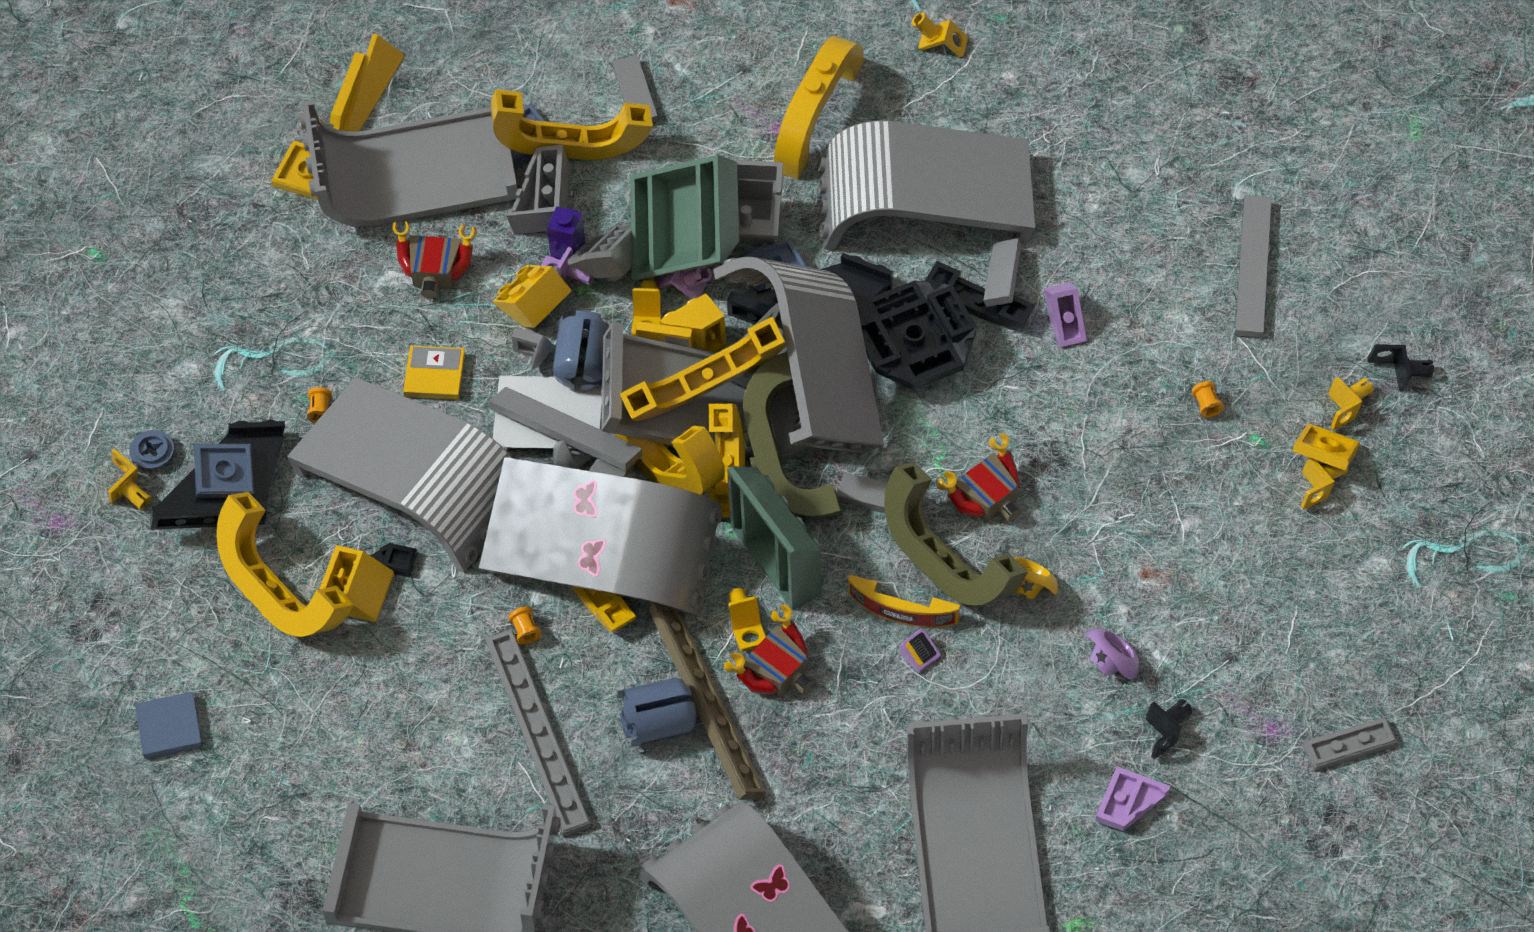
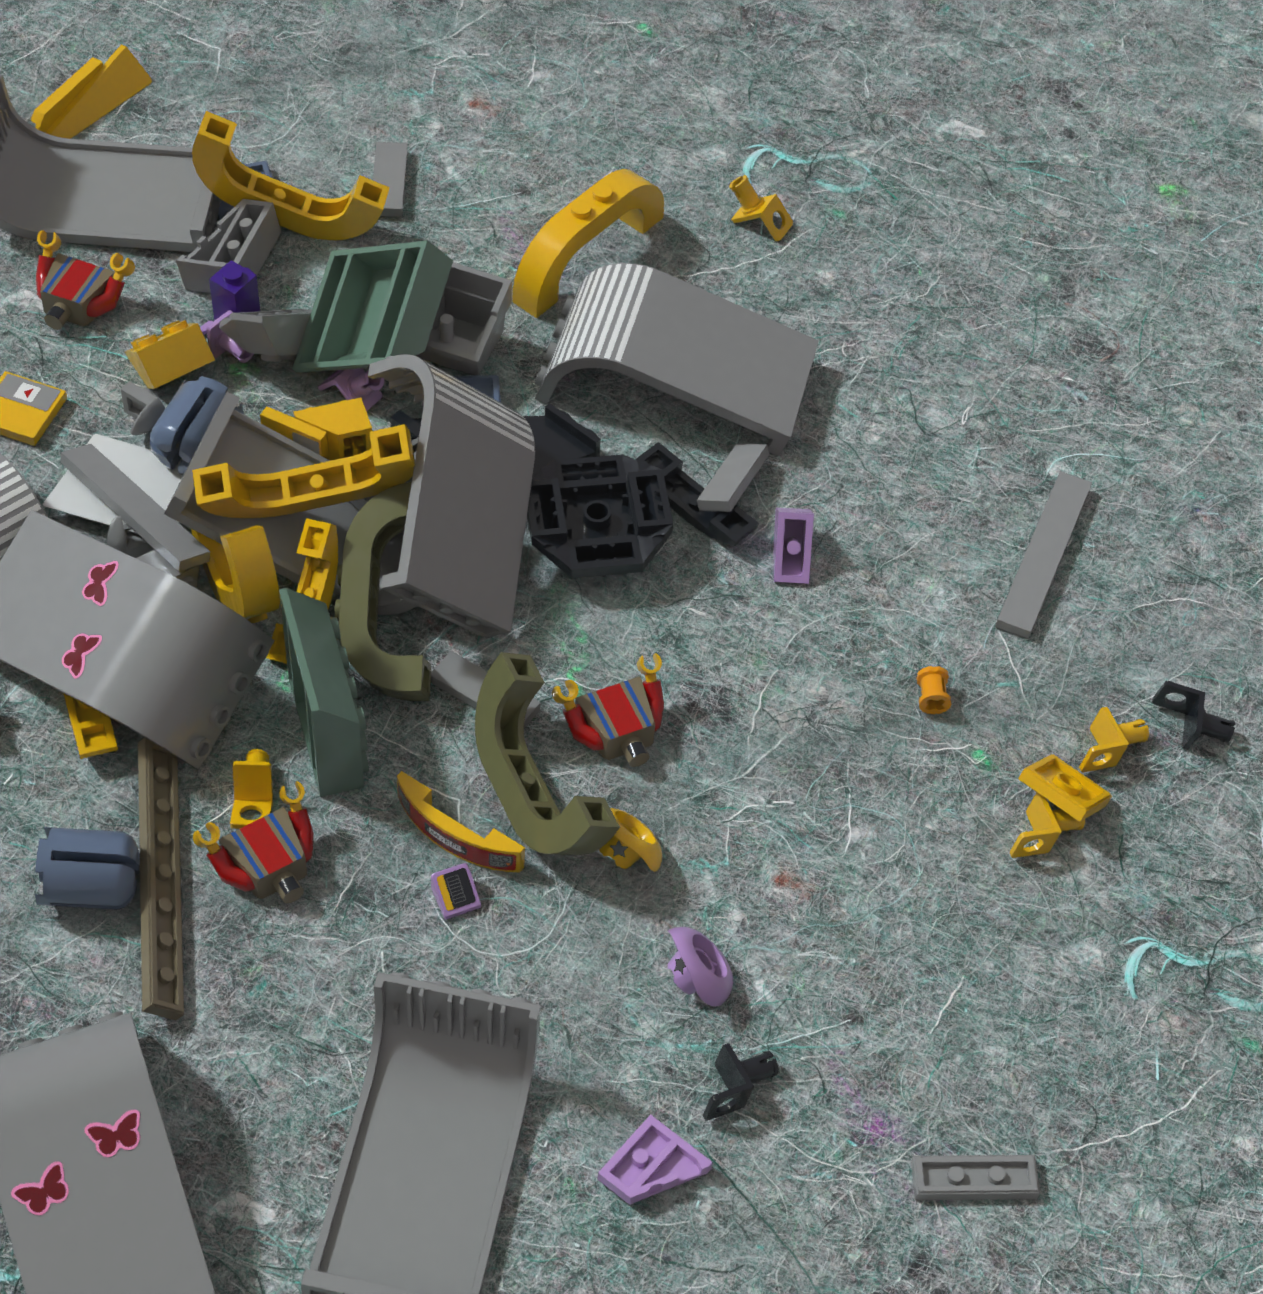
camera: 10 degrees right, 5 degrees down
(646, 304) = (298, 393): yellow bracket -> none

